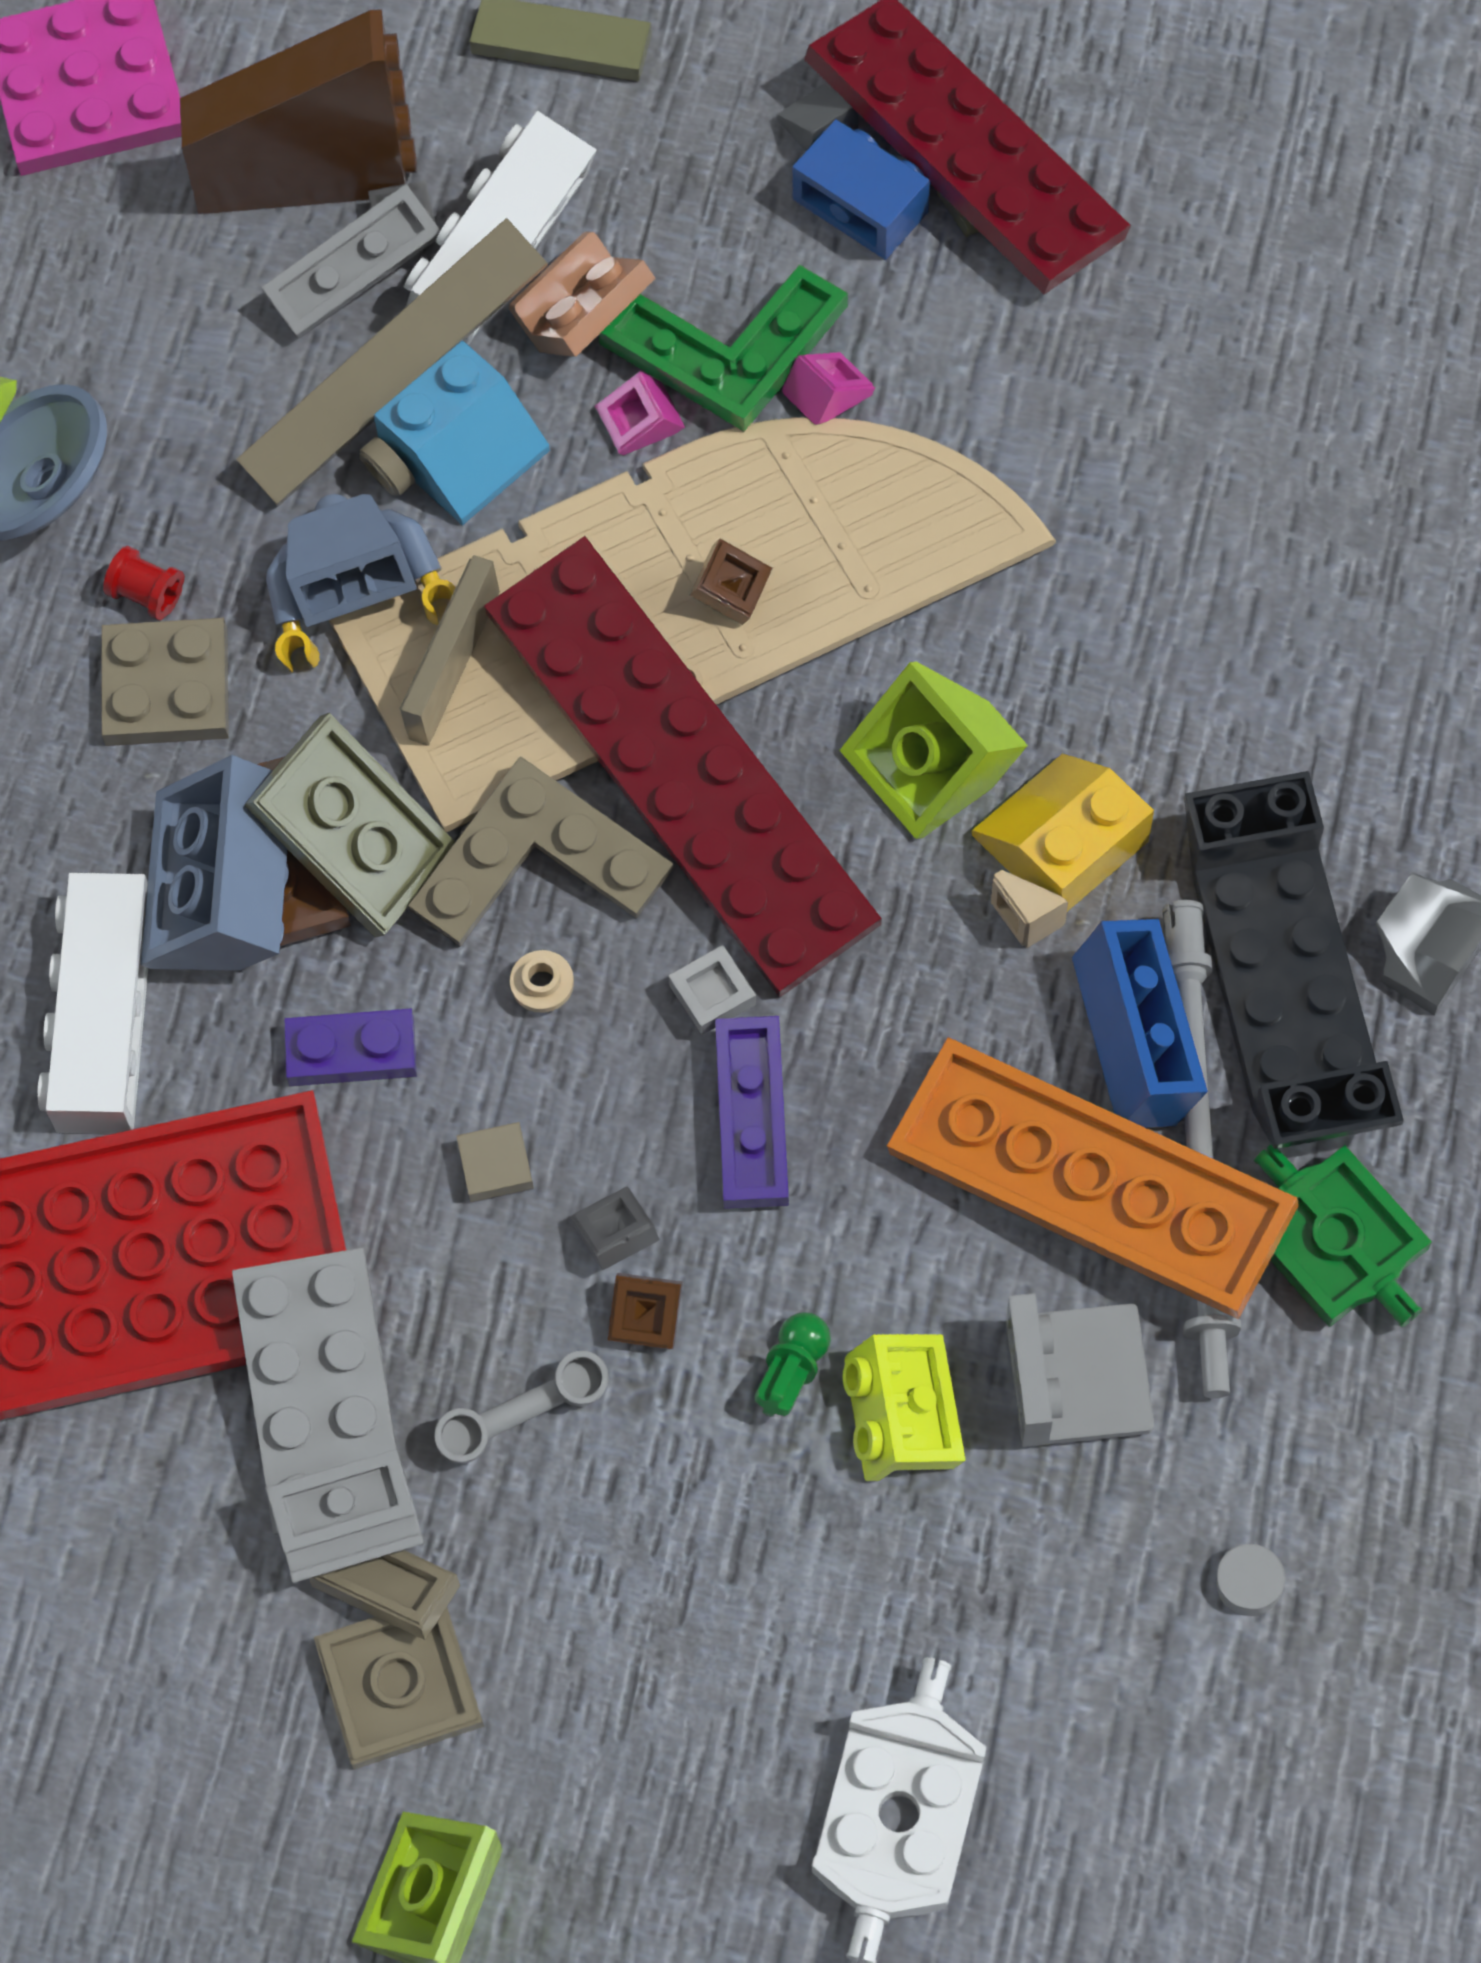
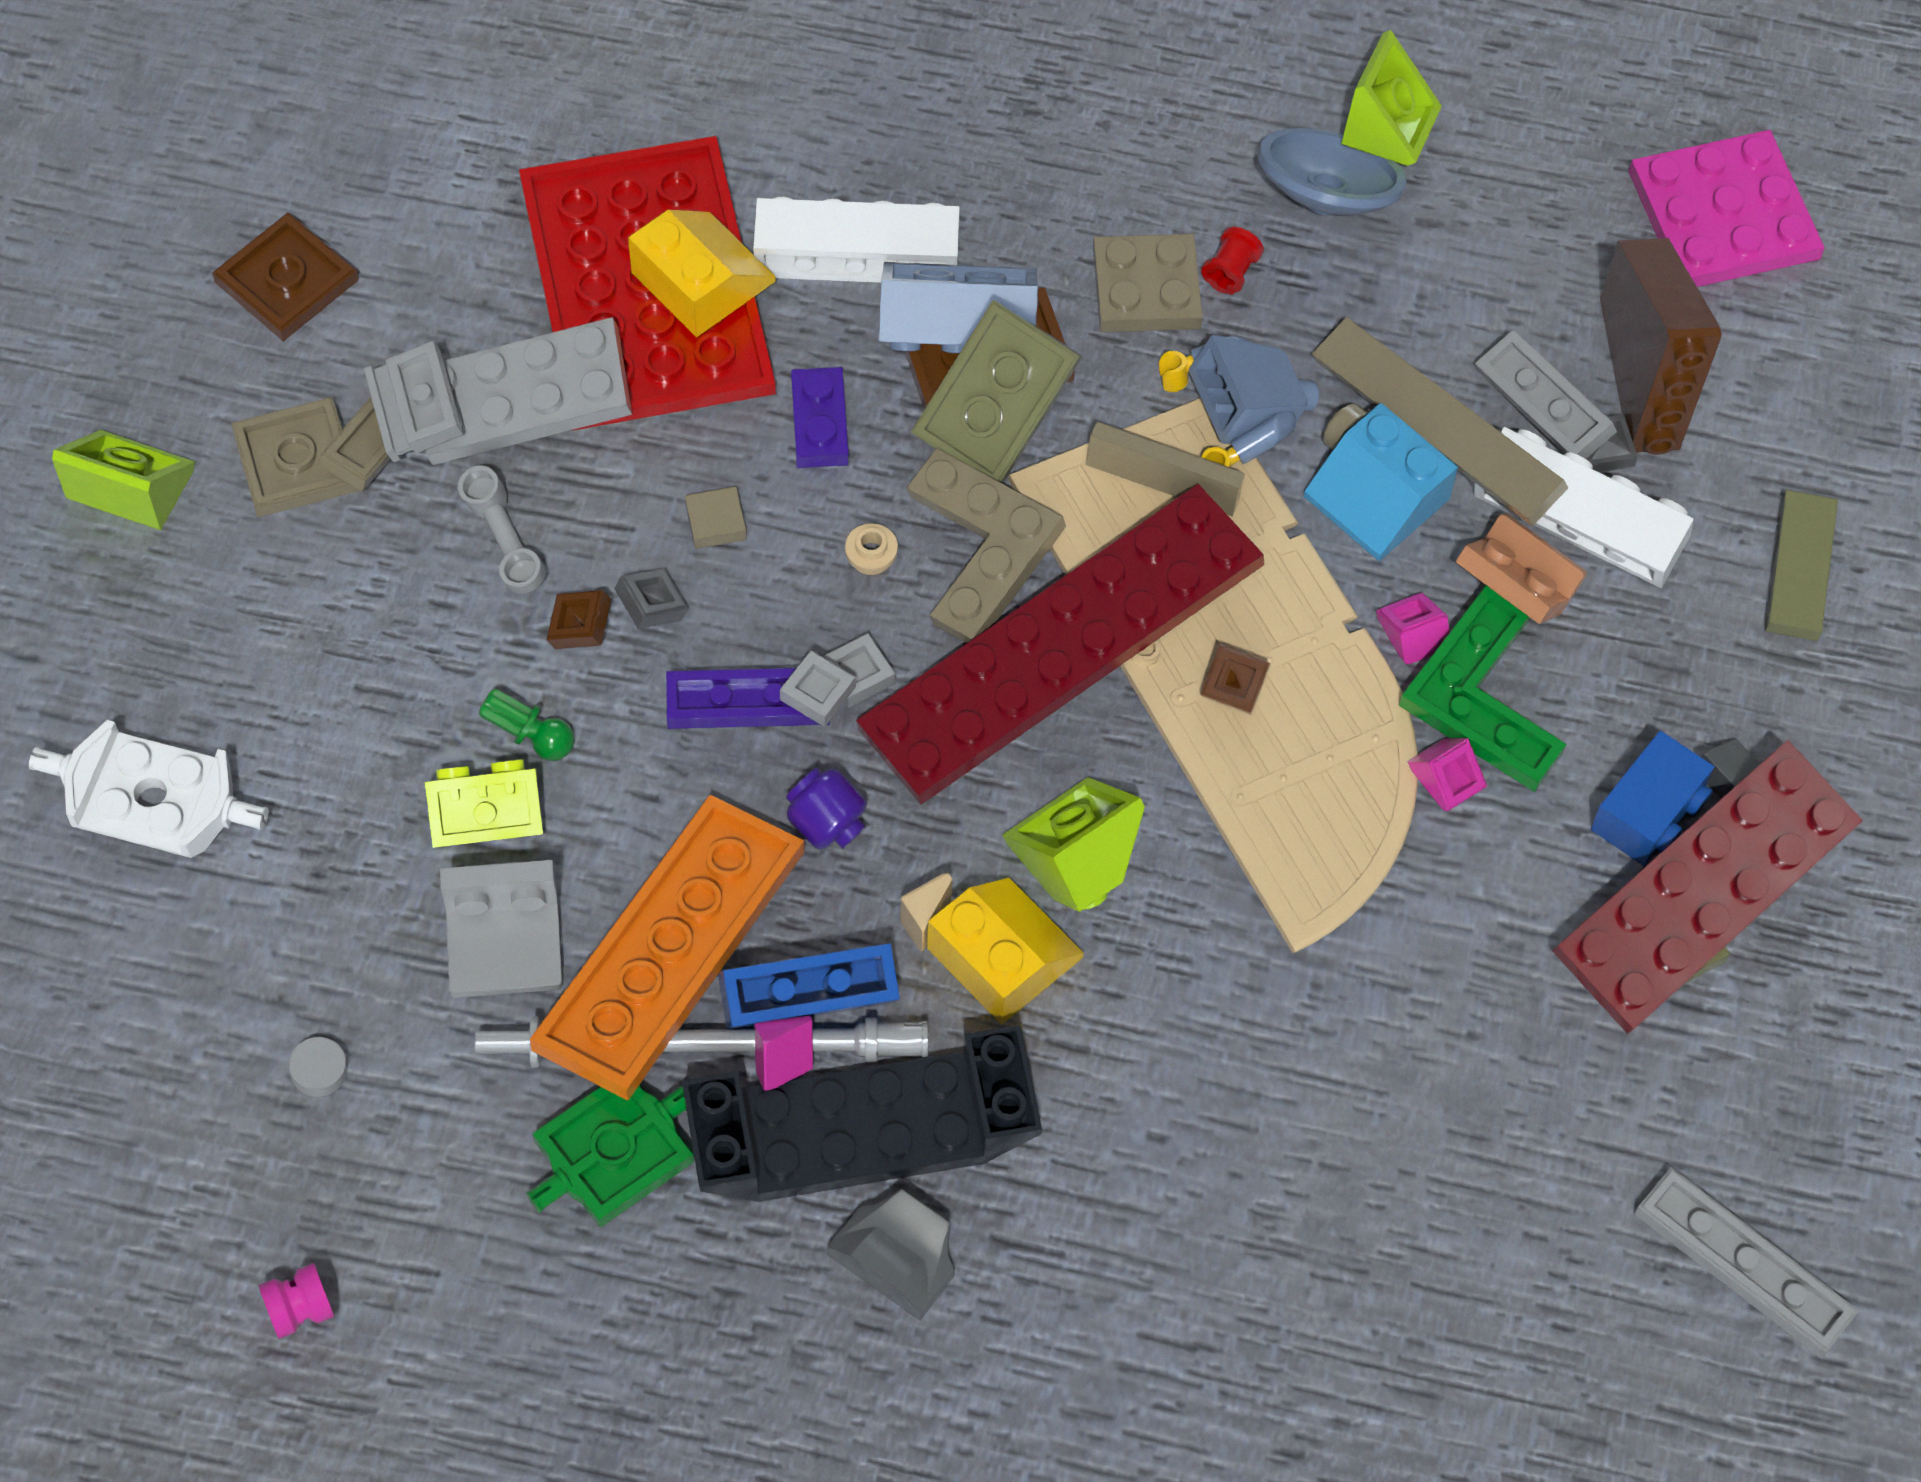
camera: 85 degrees right, 5 degrees down
(115, 1719) = (285, 276): none -> reddish brown tile
(153, 1176) = (696, 267): none -> yellow slope
(758, 1019) = (817, 688): none -> light grey plate
(901, 1017) = (826, 809): none -> dark purple head
(1223, 1053) = (783, 1050): none -> dark pink slope
(1375, 147) = (1746, 1262): none -> light grey tile

